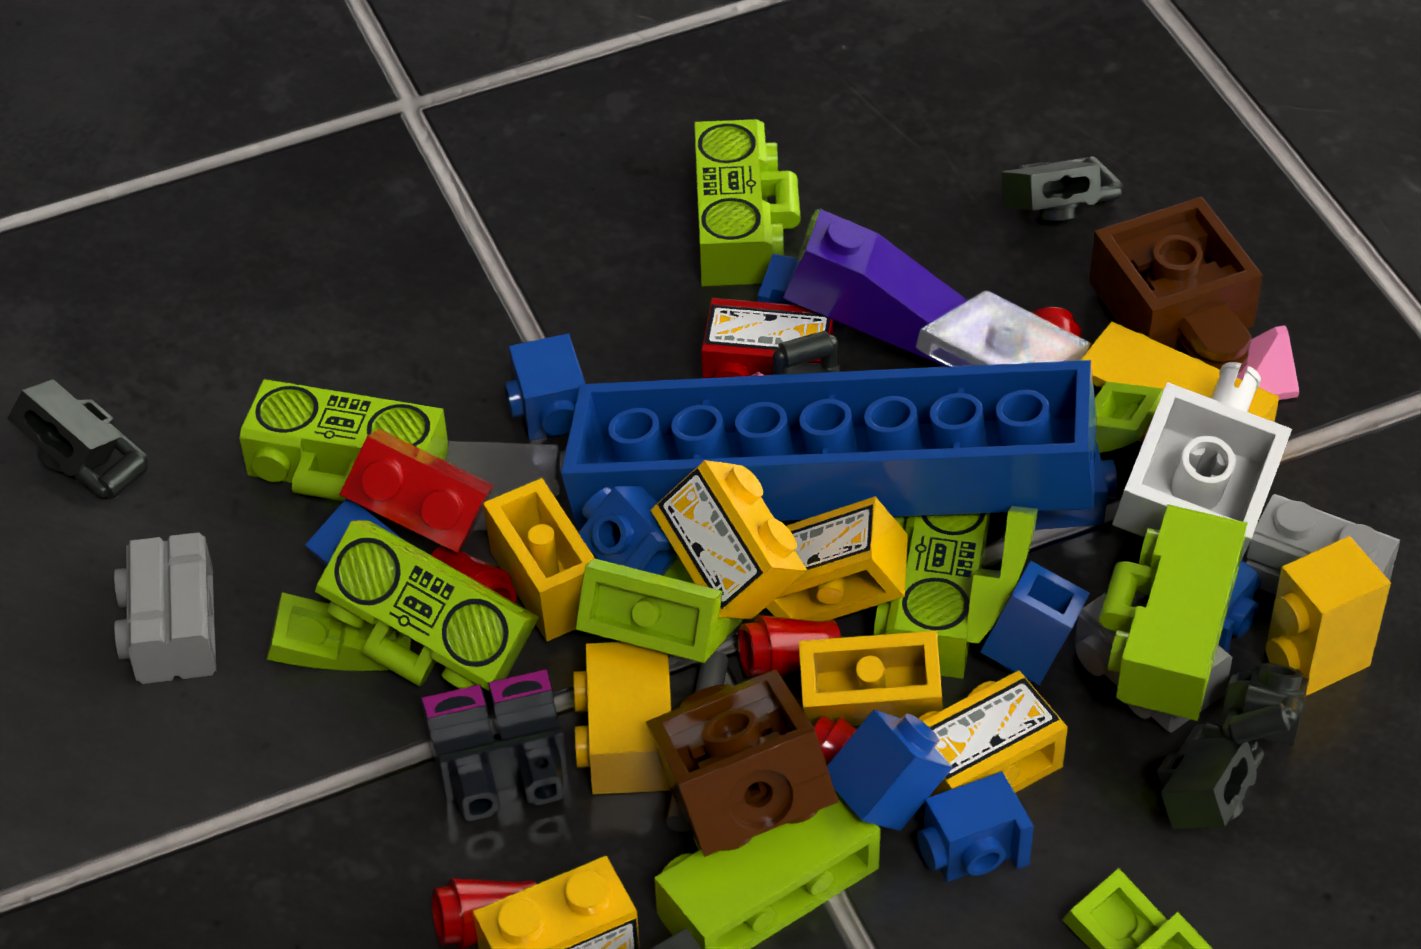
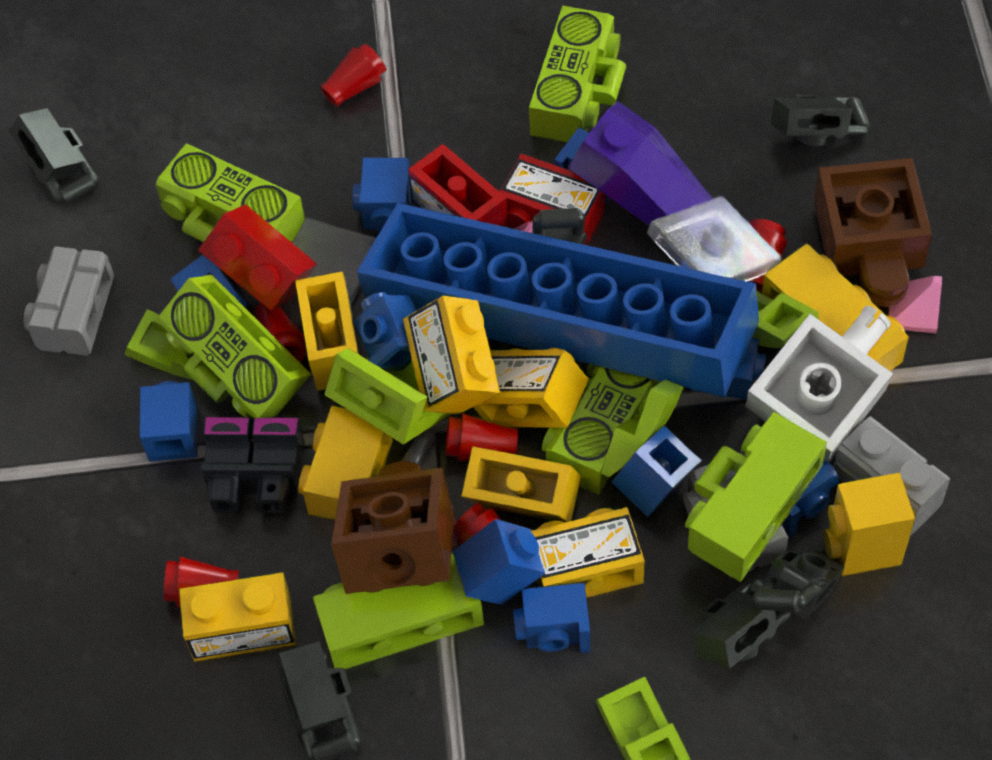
camera: 20 degrees right, 10 degrees up
(365, 722) = (168, 421): none -> blue brick
(450, 258) = (353, 75): none -> red cone
(636, 349) = (452, 187): none -> red brick

